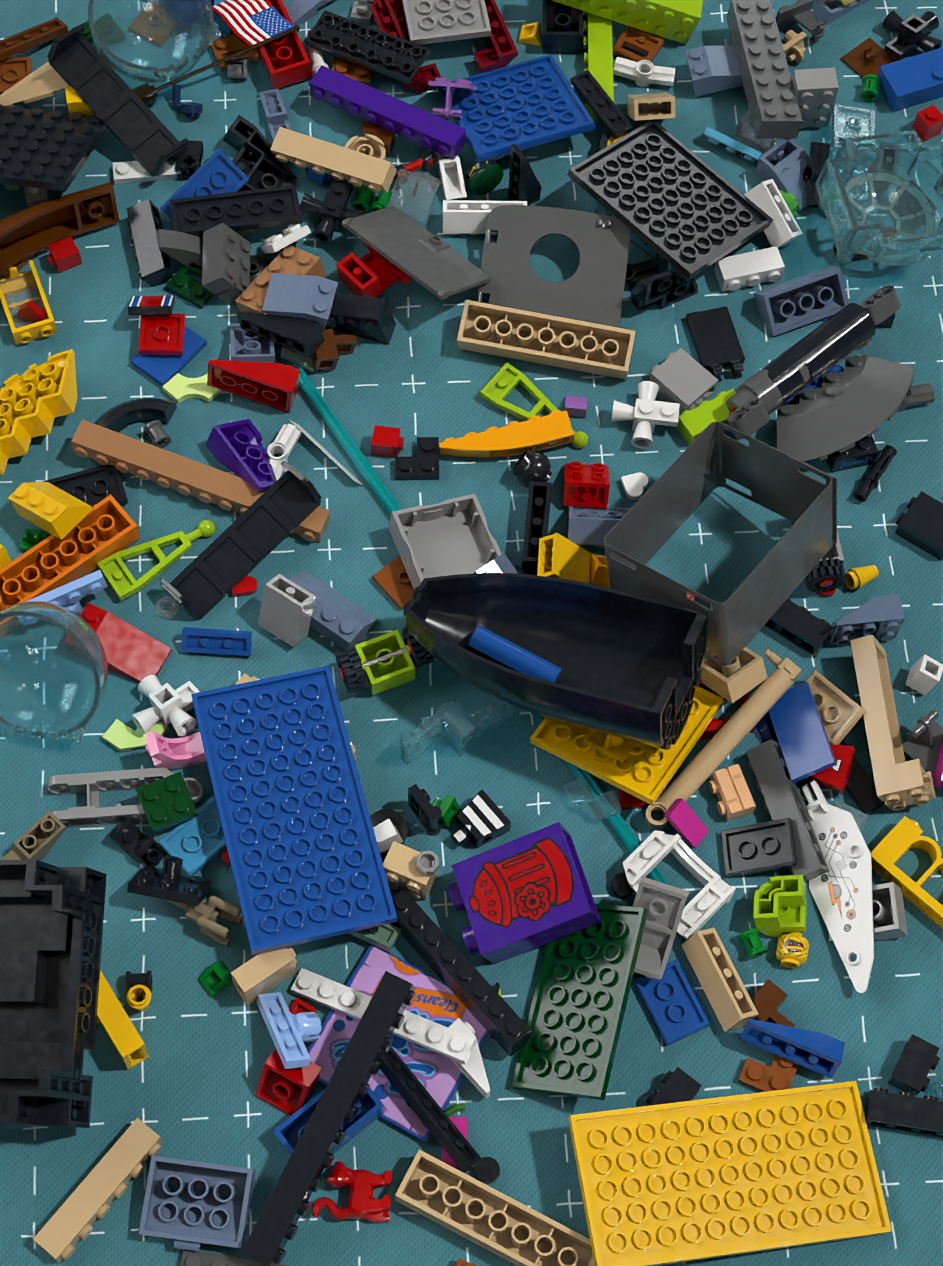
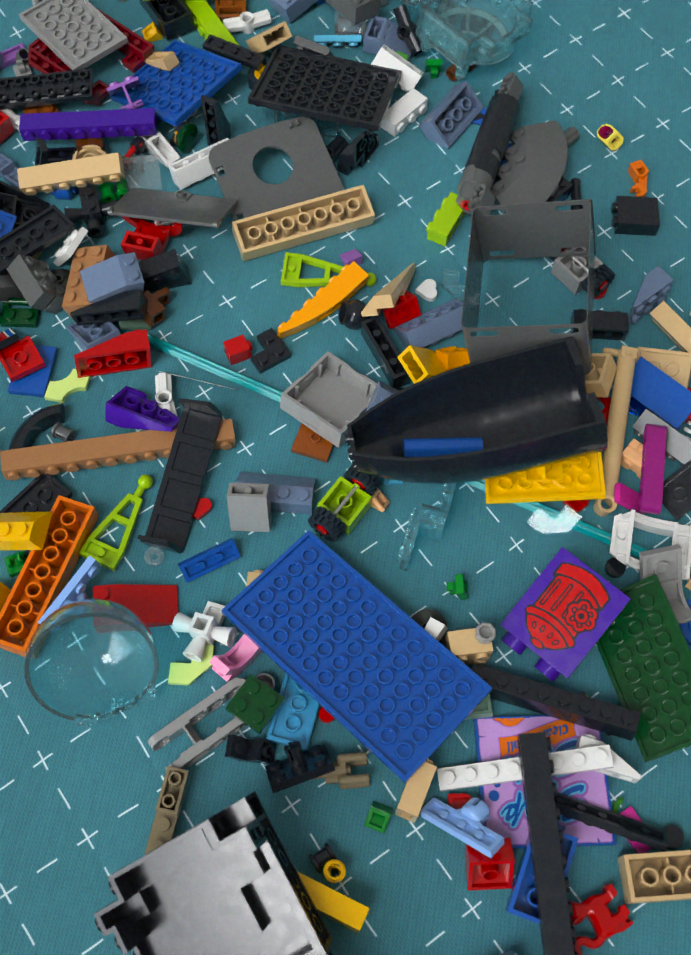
camera: 30 degrees left, 0 degrees up
(332, 128) = (51, 155): none -> black bracket
(425, 678) = (379, 501): none -> light nougat slope
(426, 813) = (441, 592): black plate -> none
(480, 821) = (489, 581): black torso -> none
(517, 75) = (163, 60): none -> tan slope
(575, 467) = (390, 293): none -> tan wedge
(646, 414) = (404, 238): white brick -> none
(683, 380) = (412, 205): light grey brick -> none
(692, 142) = (308, 45): none -> dark grey container
(716, 341) = (415, 170): black tile -> none
(729, 805) = (652, 469): none -> magenta beam
(821, 231) = (433, 66): none -> green tile
(860, 576) = (618, 268): yellow cone -> none

